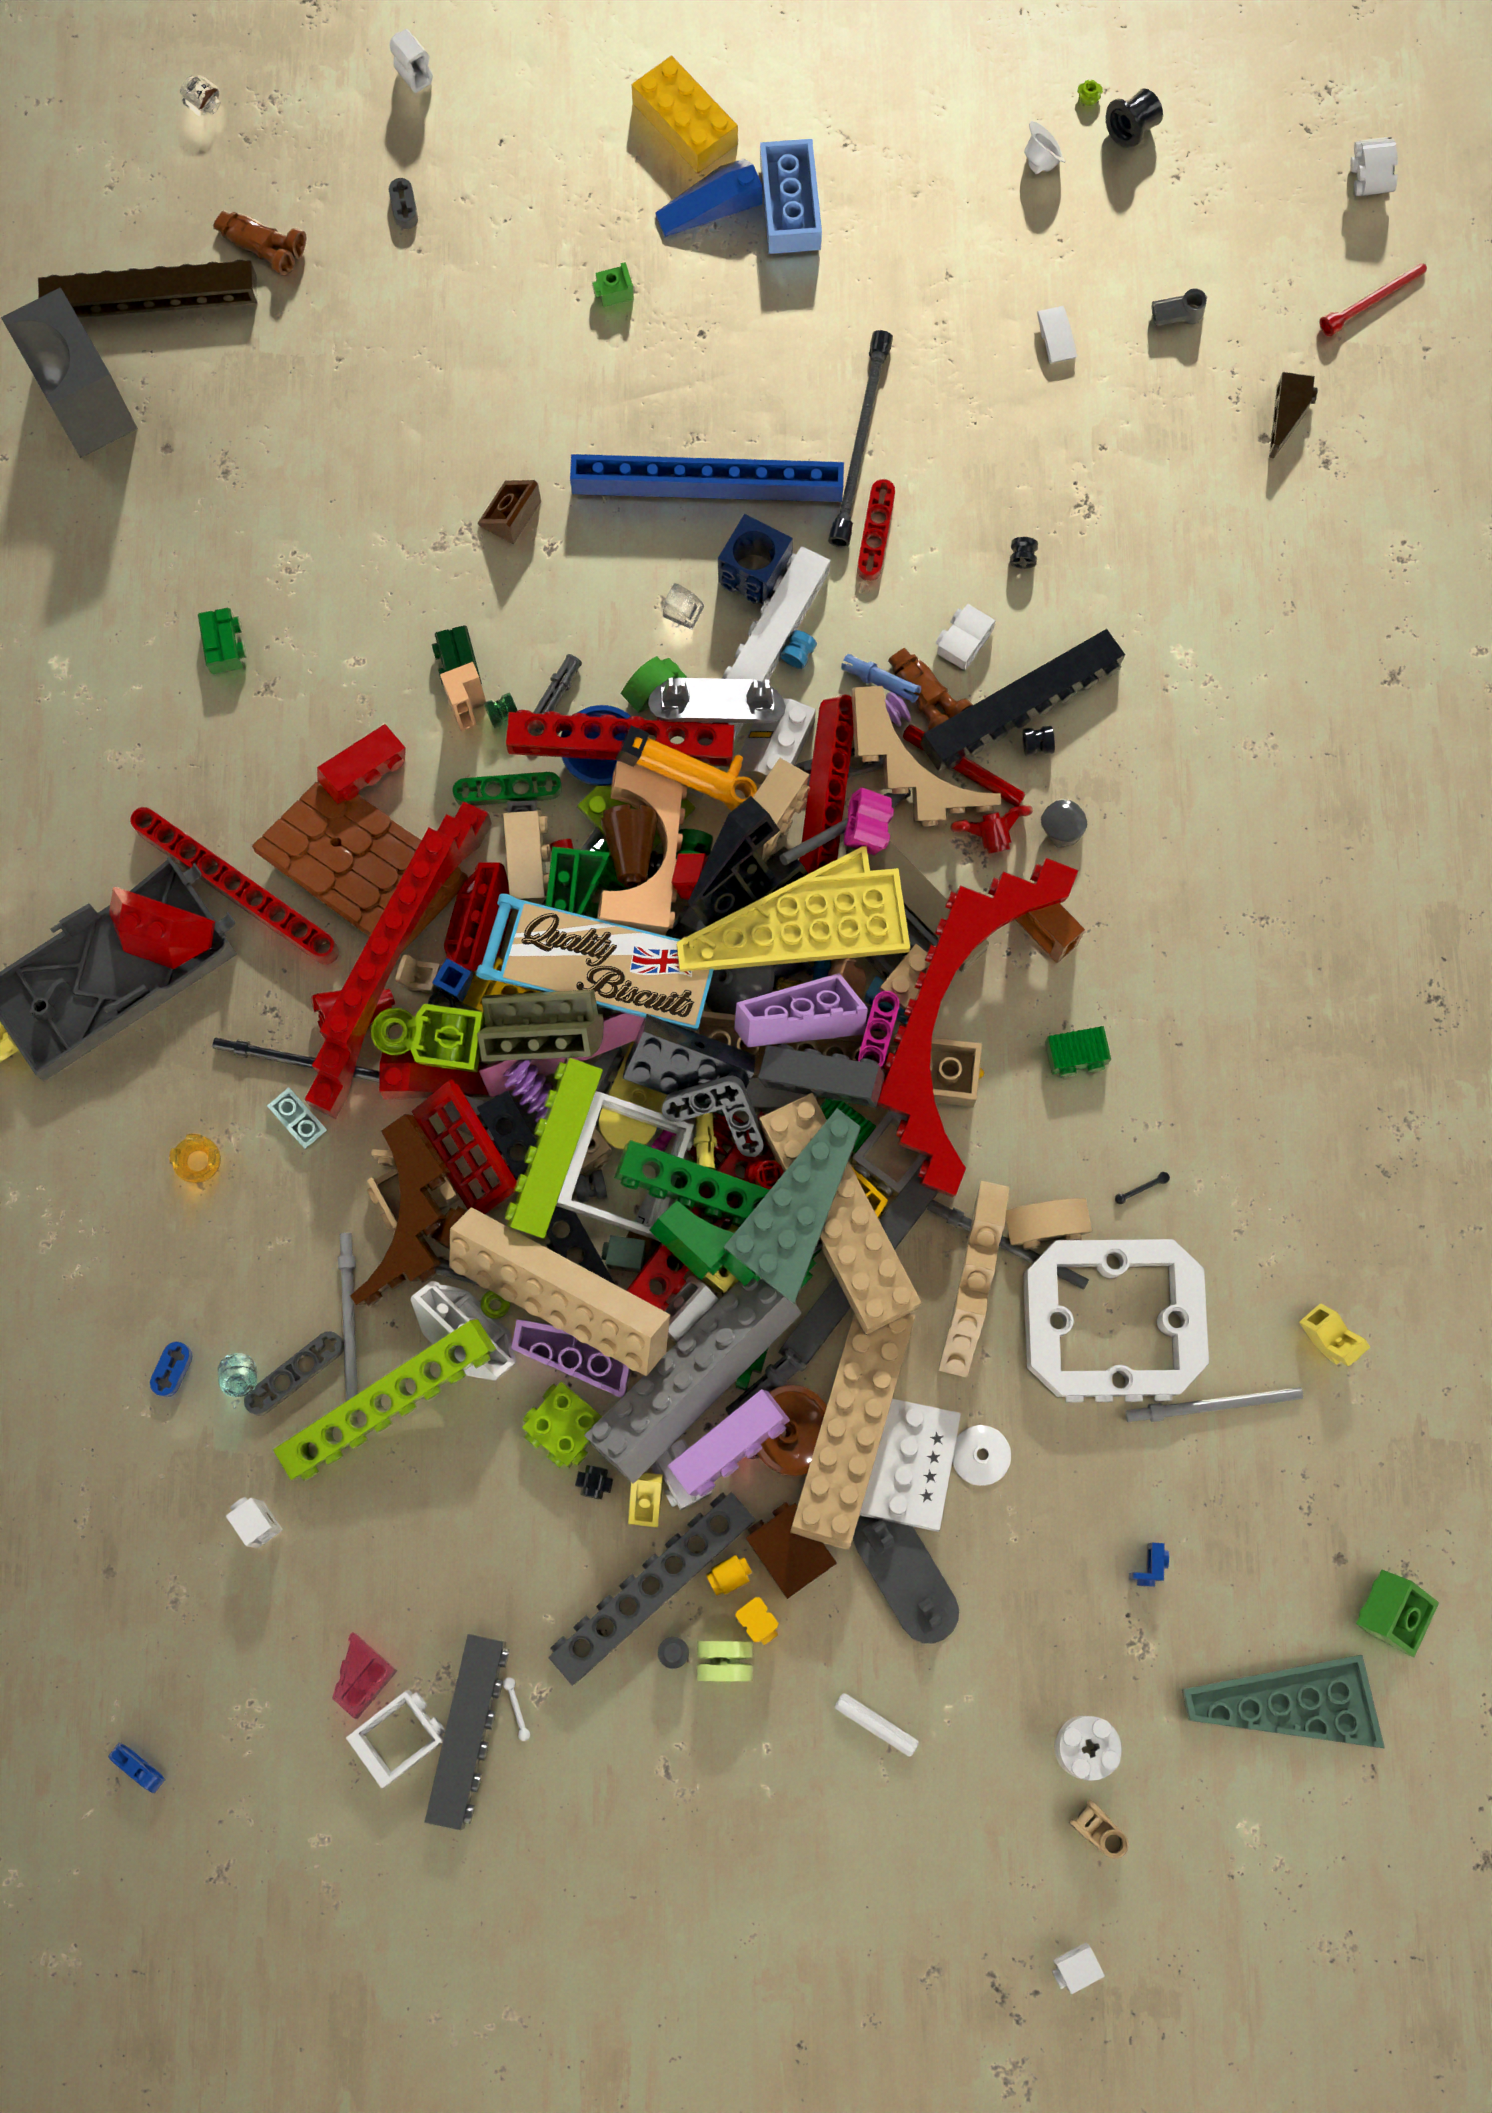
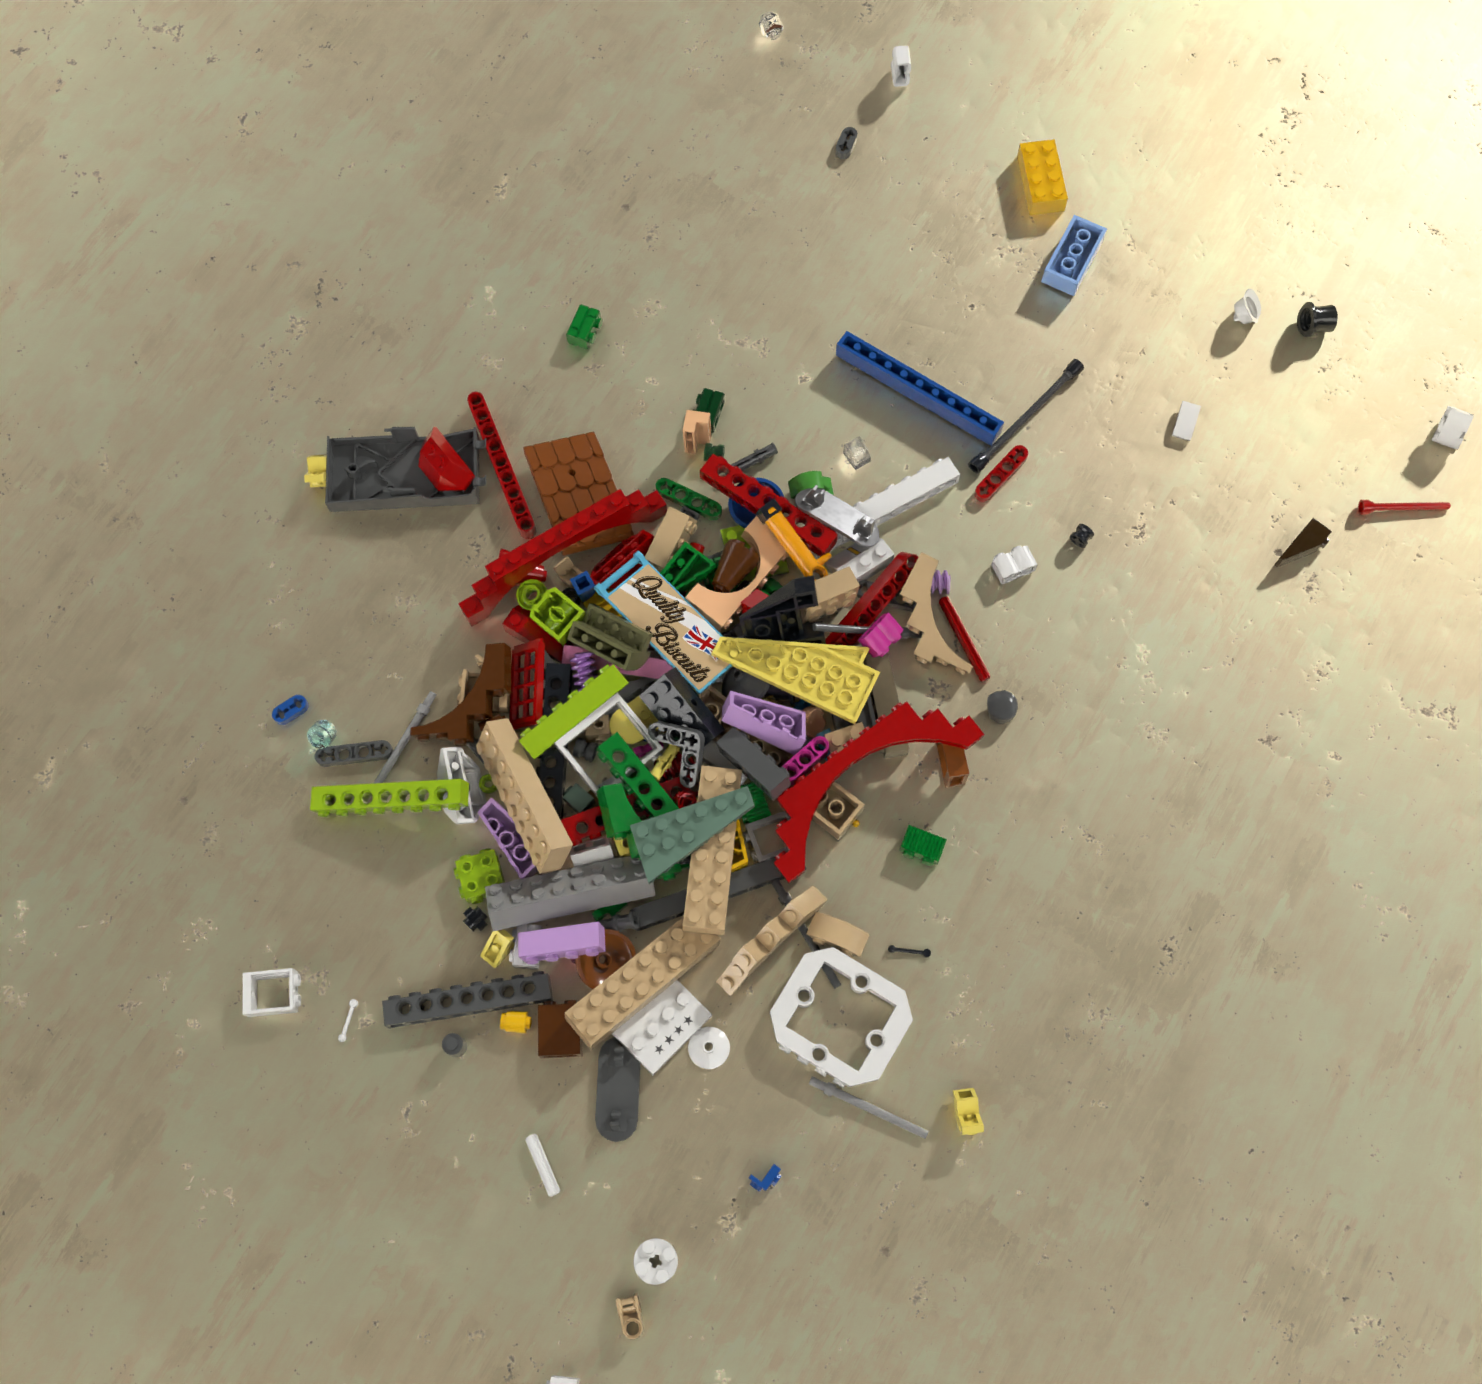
camera: 35 degrees right, 5 degrees down
(70, 372) = (598, 143): dark grey piece -> none
(136, 1767) = (124, 917): blue piece -> none
(156, 288) = (672, 115): dark brown brick -> none
(179, 1156) = (373, 595): clear yellow piece -> none
(244, 1049) = (448, 558): black bar -> none
(253, 1522) = (274, 820): white brick -> none
(261, 240) = (752, 120): dark orange piece -> none
(296, 1118) = (450, 612): light aqua slope -> none
(361, 764) = (614, 437): red brick -> none
(361, 1677) = (275, 946): clear pink wing -> none
(466, 1731) = (310, 1014): dark grey brick -> none
(511, 509) = (795, 345): reddish brown slope -> none
(613, 285) = (936, 251): bright green brick -> none
(716, 196) = (1030, 233): blue wedge -> none
(724, 1661) = (479, 1068): yellowish green wheel -> none
(758, 539) = (917, 435): dark blue brick -> none
(759, 1623) = (512, 1057): yellow brick -> none
(798, 649) = (909, 515): dark azure wheel -> none
(871, 673) = (943, 554): medium blue pin -> none
(932, 691) = (970, 583): dark orange piece -> none
(993, 828) = (956, 685): red piece -> none
(1022, 700) = (1024, 620): black brick -> none
(1038, 740) = (1017, 645): black wheel -> none
(1089, 97) = (1299, 295): lime plate -> none
(1178, 308) = (1272, 446): dark grey piece -> none
(1309, 1701) = (807, 1323): sand green wing -> none
(1397, 1612) = (898, 1307): bright green slope -> none

